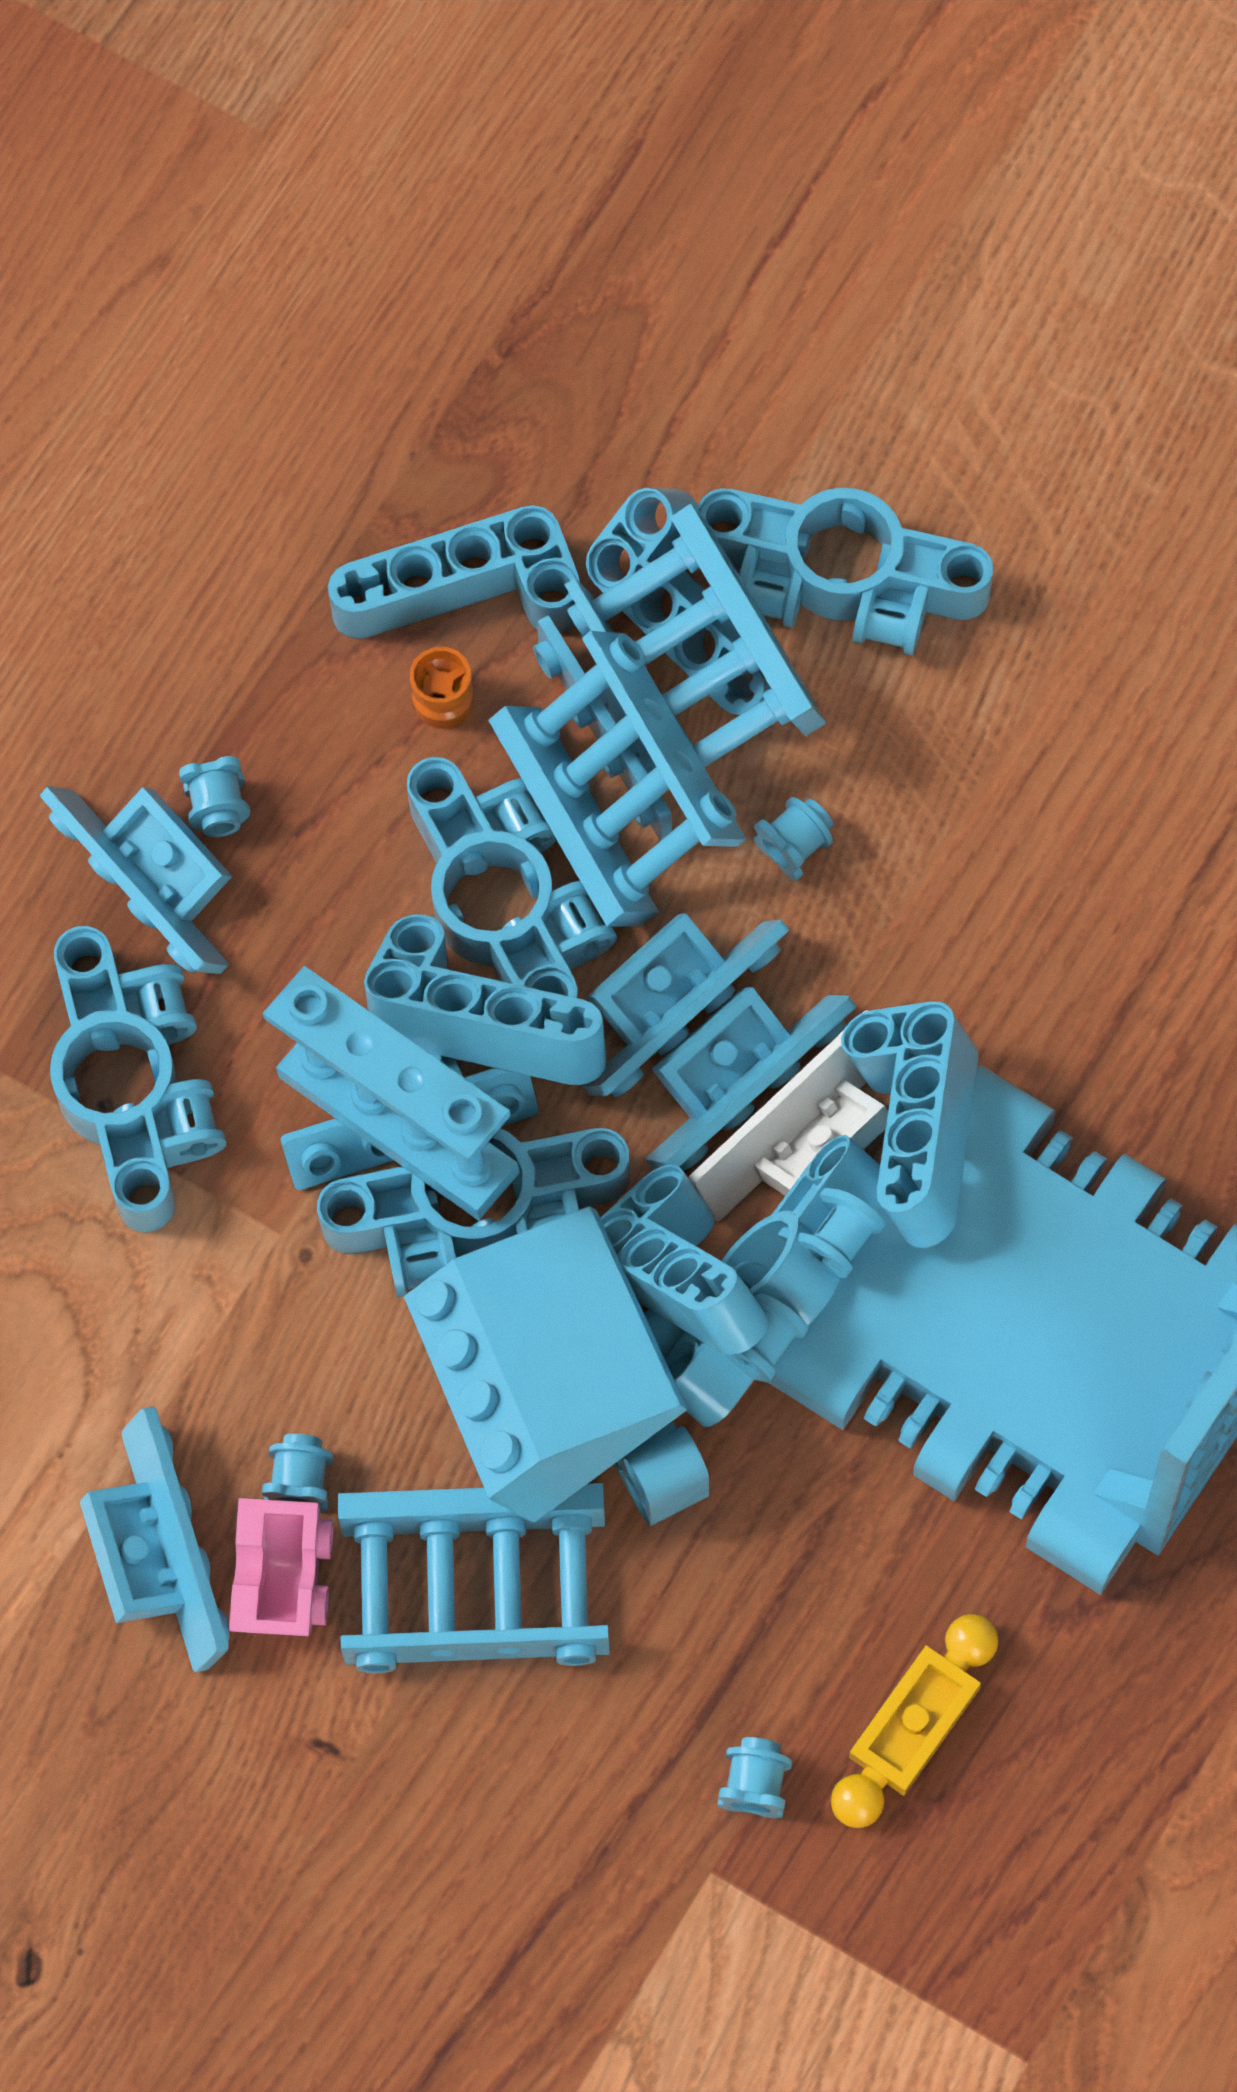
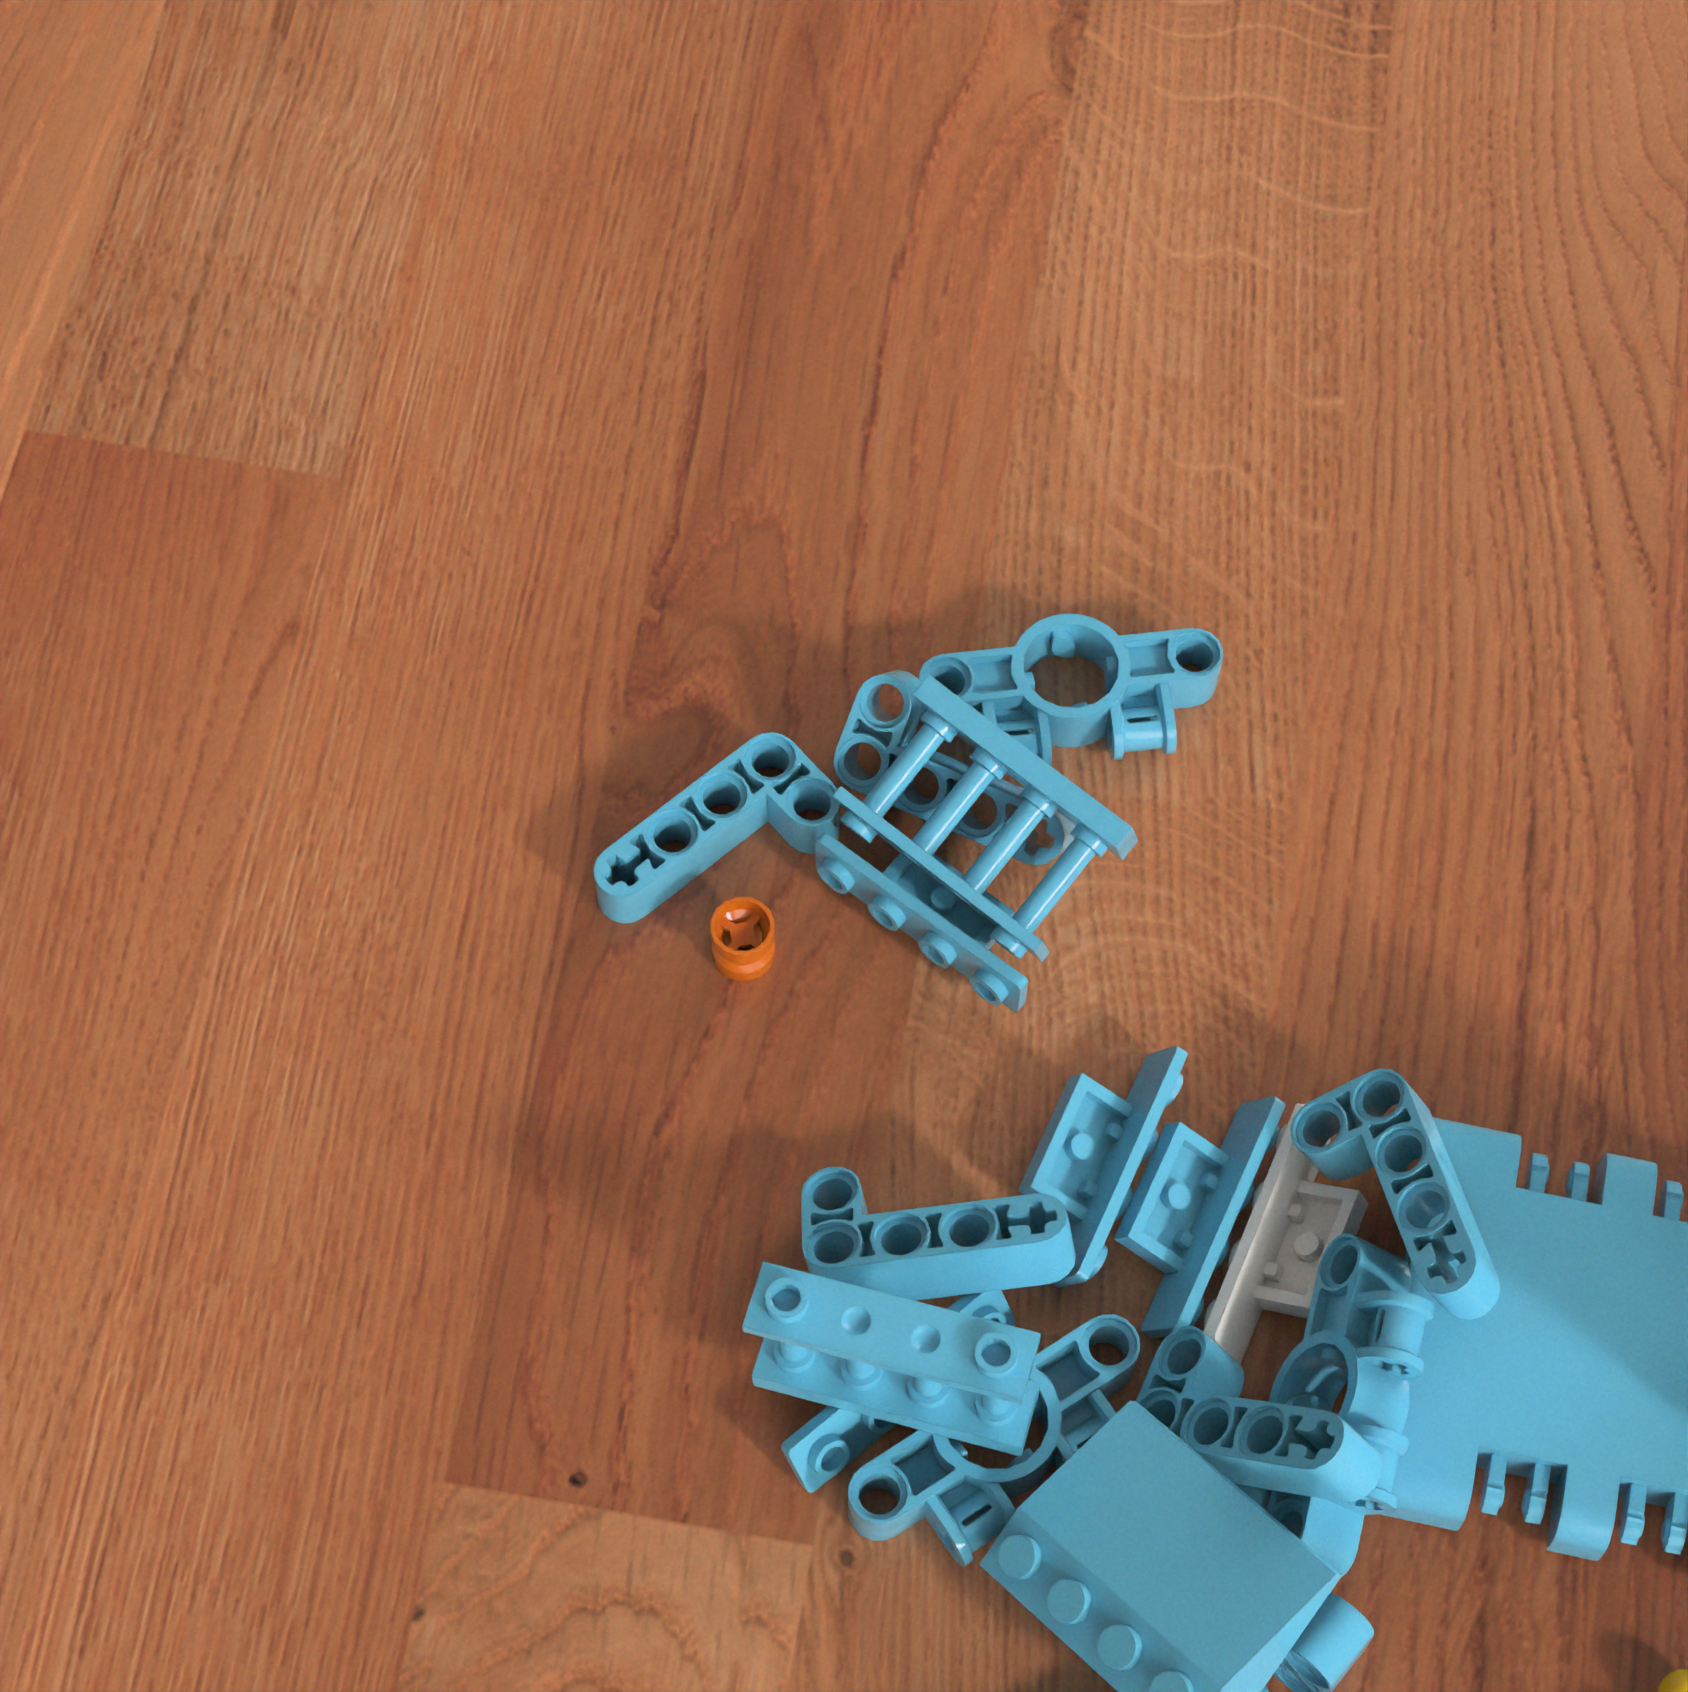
camera: 25 degrees left, 5 degrees down
(118, 1011) = (627, 1507): medium azure piece -> none
(154, 863) = (532, 1212): medium azure bracket -> none
(215, 796) = (565, 1124): medium azure brick -> none
(508, 832) = (872, 1056): medium azure piece -> none
(563, 785) = (905, 992): medium azure fence -> none
(795, 835) = (1145, 961): medium azure brick -> none

